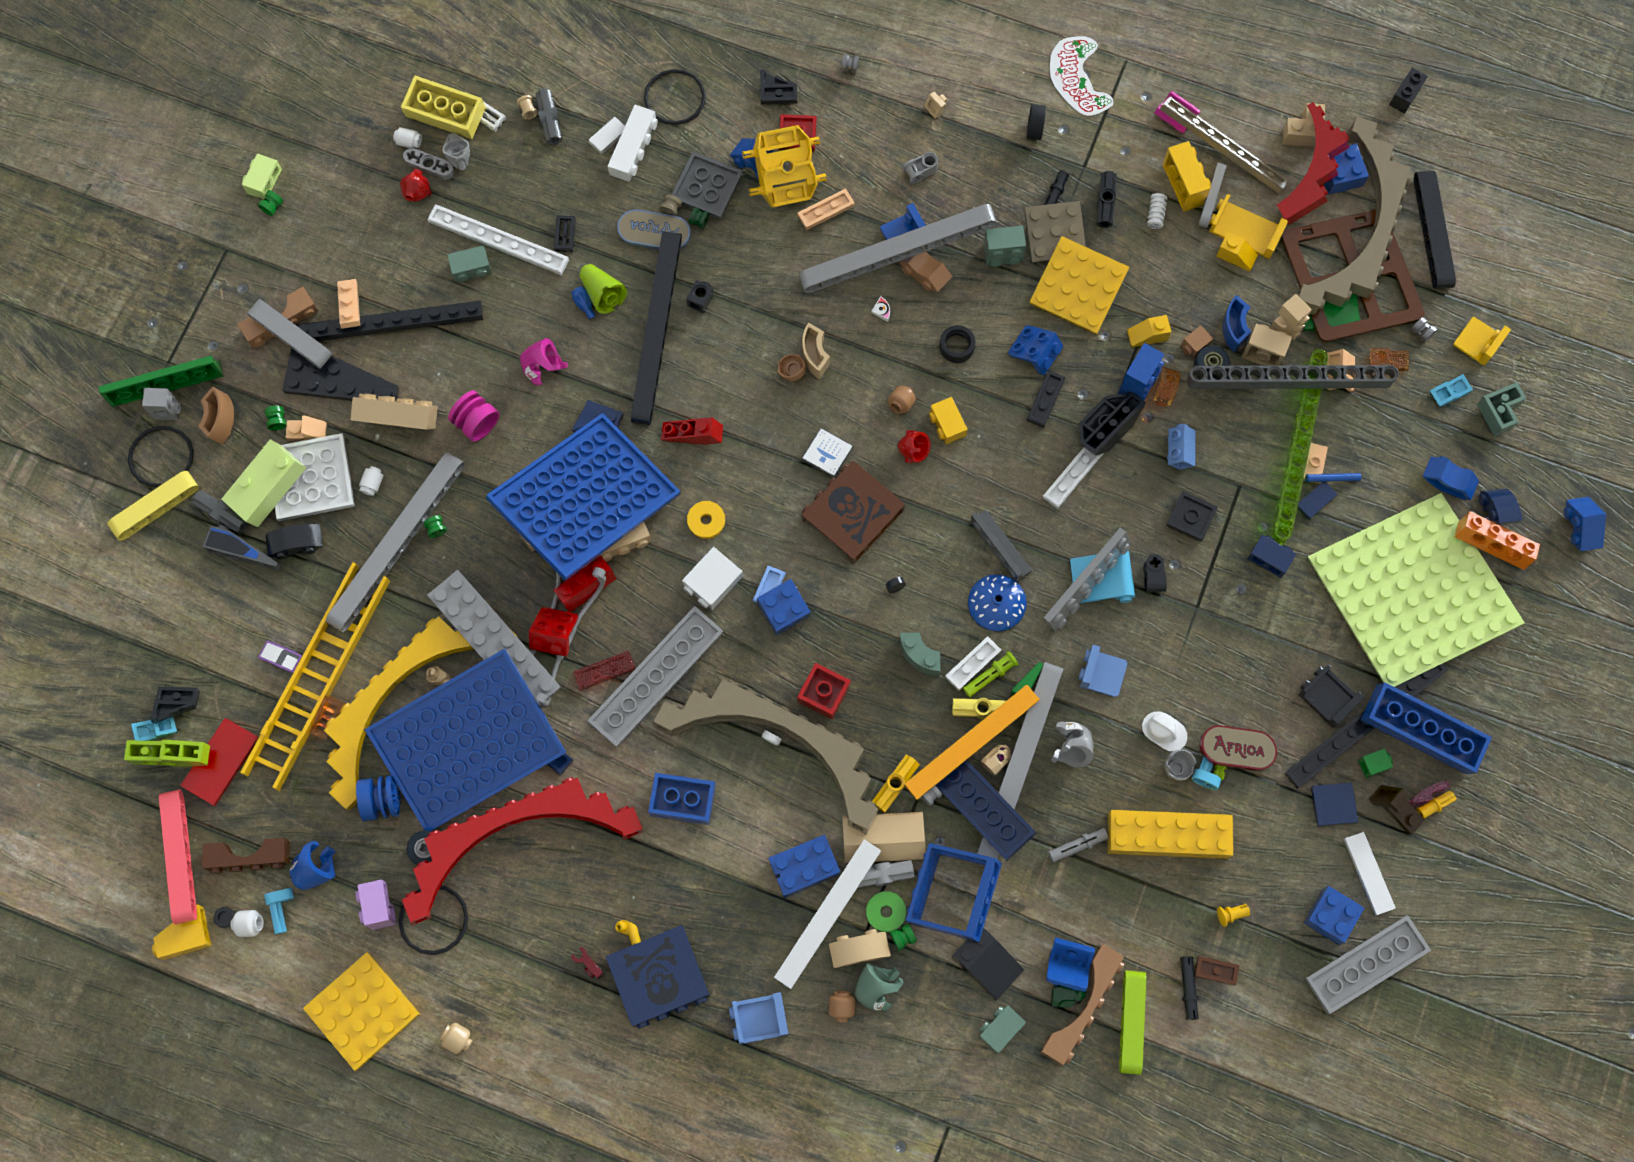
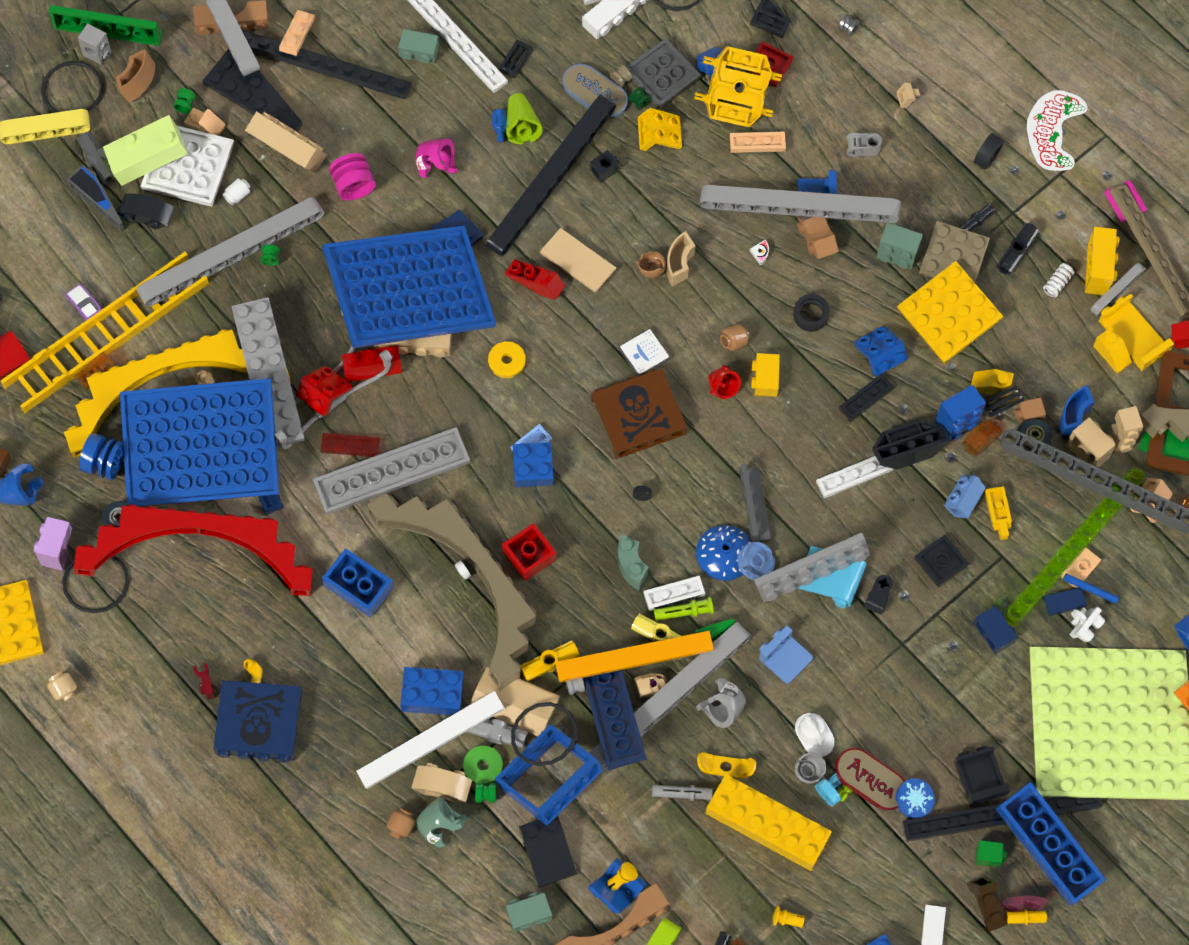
camera: 25 degrees right, 5 degrees down
(712, 579) = (484, 411): white brick -> none
(722, 395) = (577, 260): none -> tan piece
(730, 238) = (660, 129): none -> yellow bracket
(759, 1018) = (324, 799): medium blue panel -> none
(960, 864) = (532, 708): none -> black piece
(1030, 597) = (755, 560): none -> medium blue tile
(1065, 997) = (599, 913): dark green rock -> none
(1073, 951) = (624, 875): none -> yellow pin
(1117, 796) = (740, 767): none -> yellow piece
(1172, 344) = (989, 407): none -> black tile
(1217, 446) = (998, 511): none -> yellow hinge
(1284, 745) = (915, 798): none -> blue tile
(1334, 804) = (933, 871): dark blue tile -> none
(1344, 509) = (1083, 620): none -> white hips

